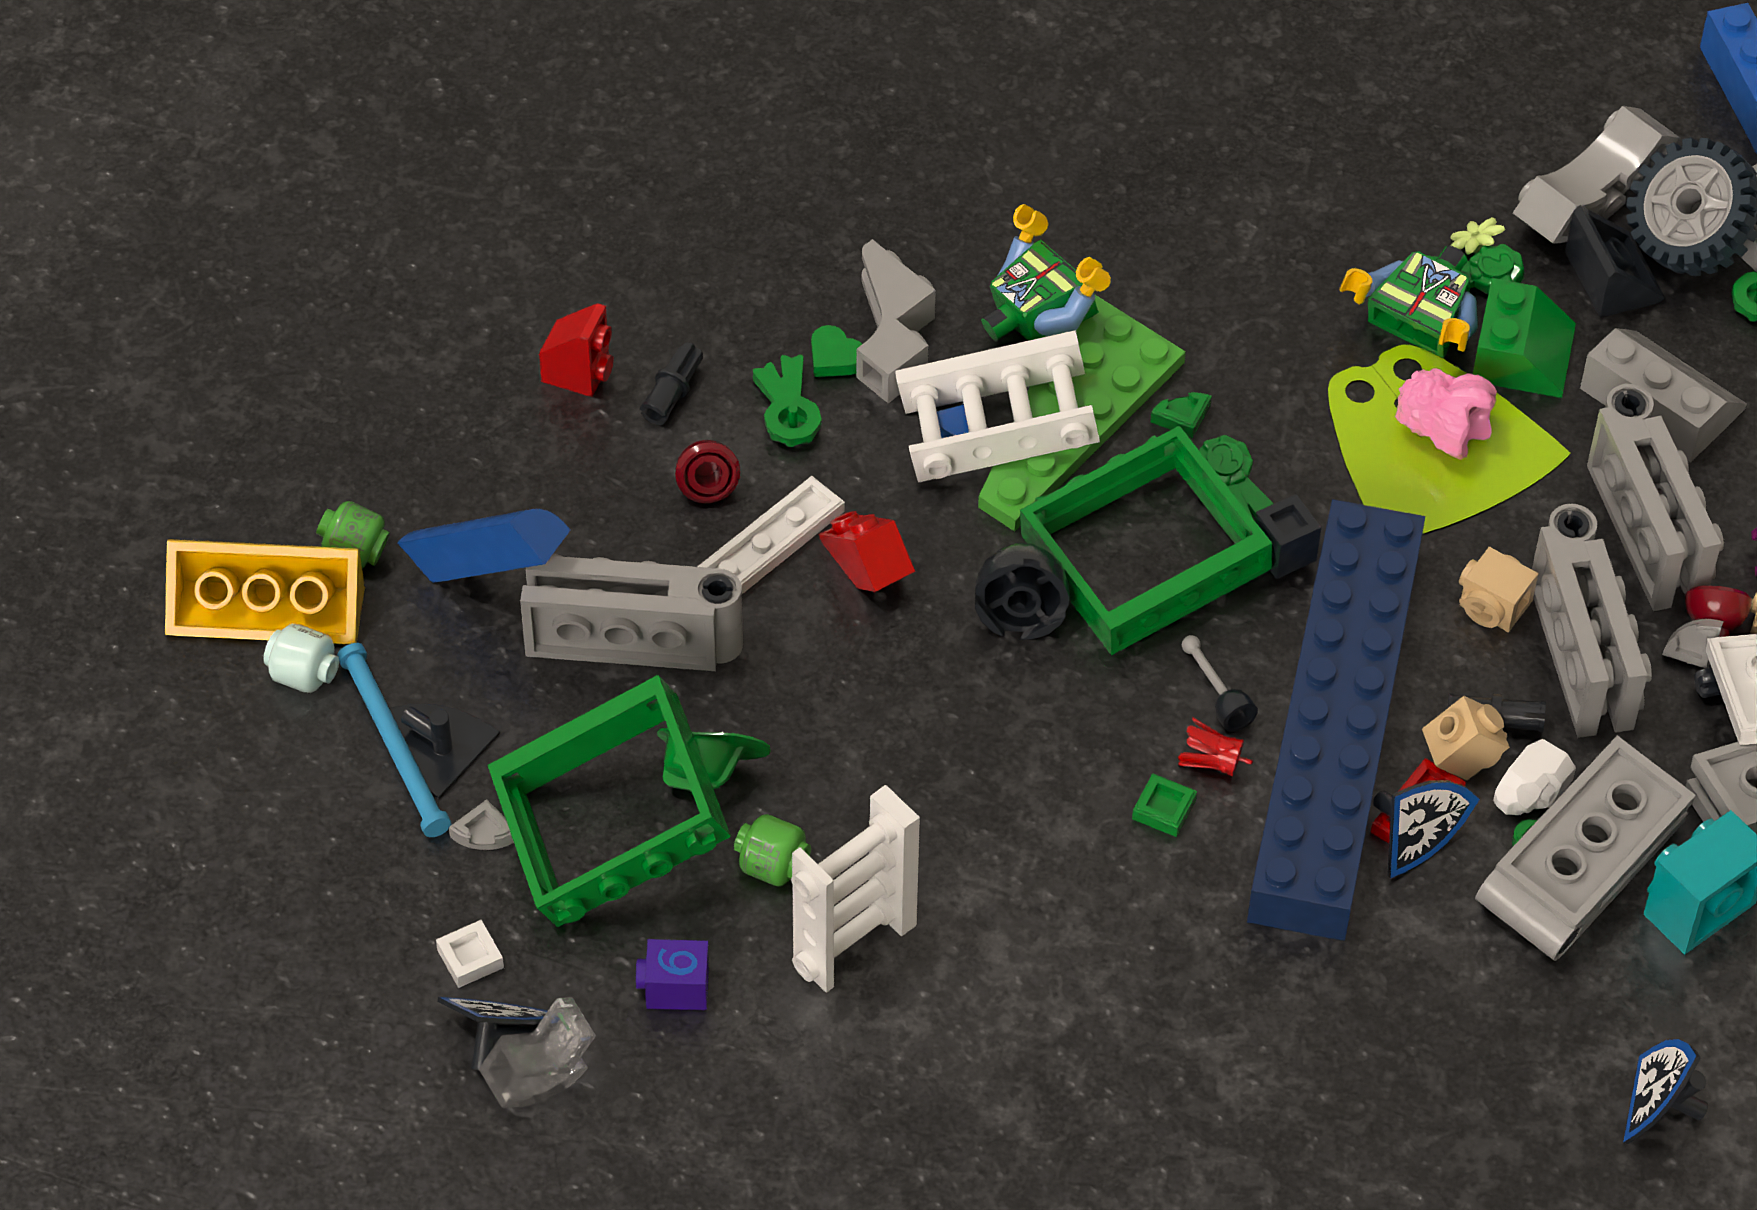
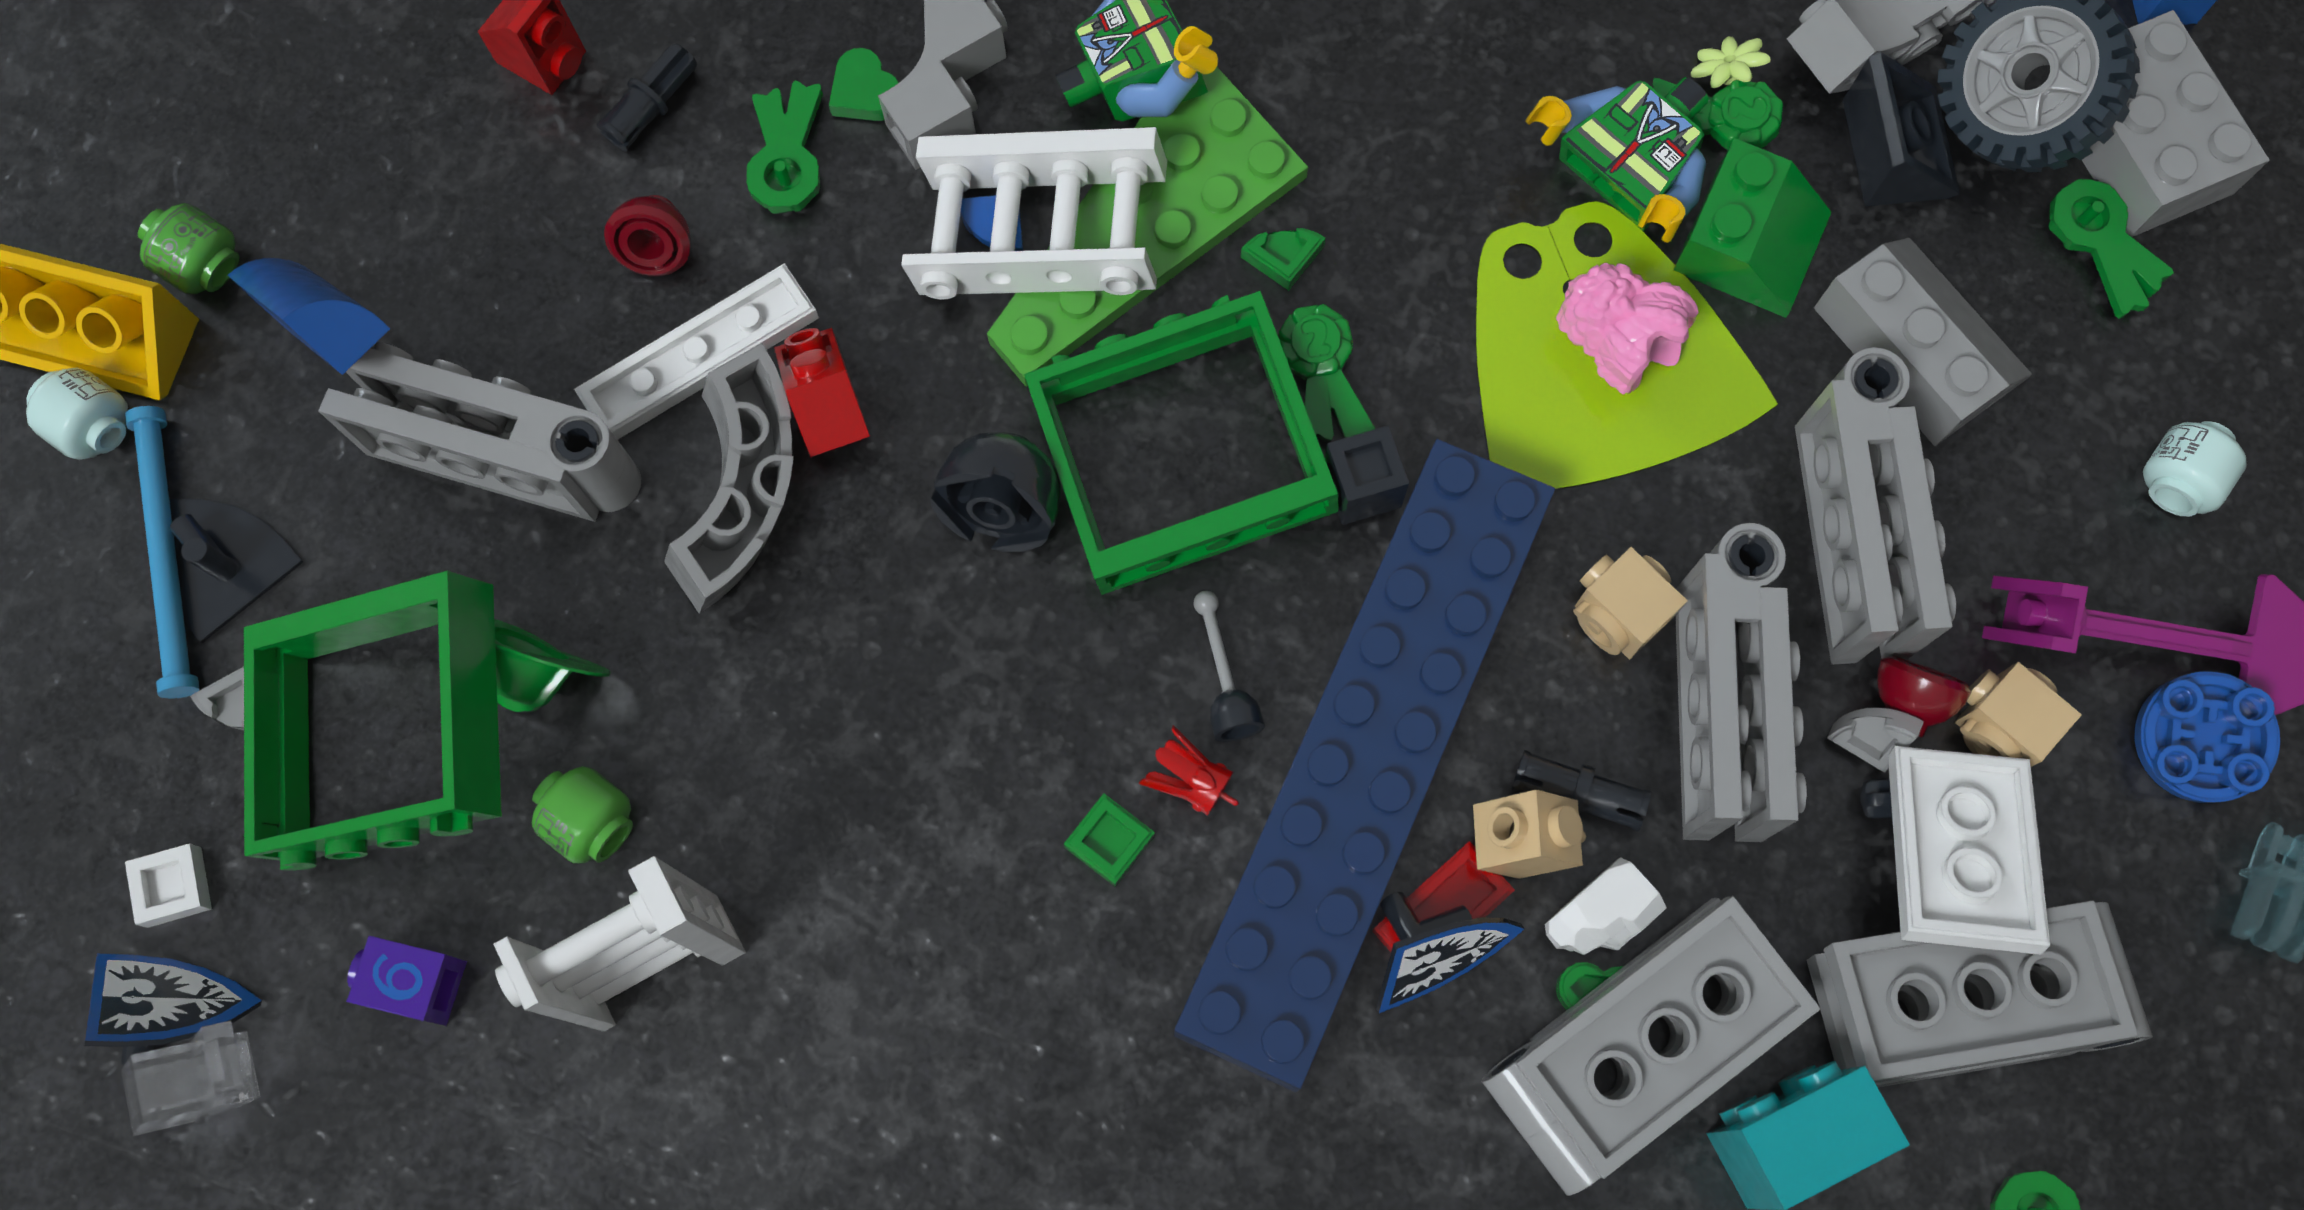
camera: 15 degrees right, 20 degrees up
(835, 607) = (755, 477): none -> light grey brick

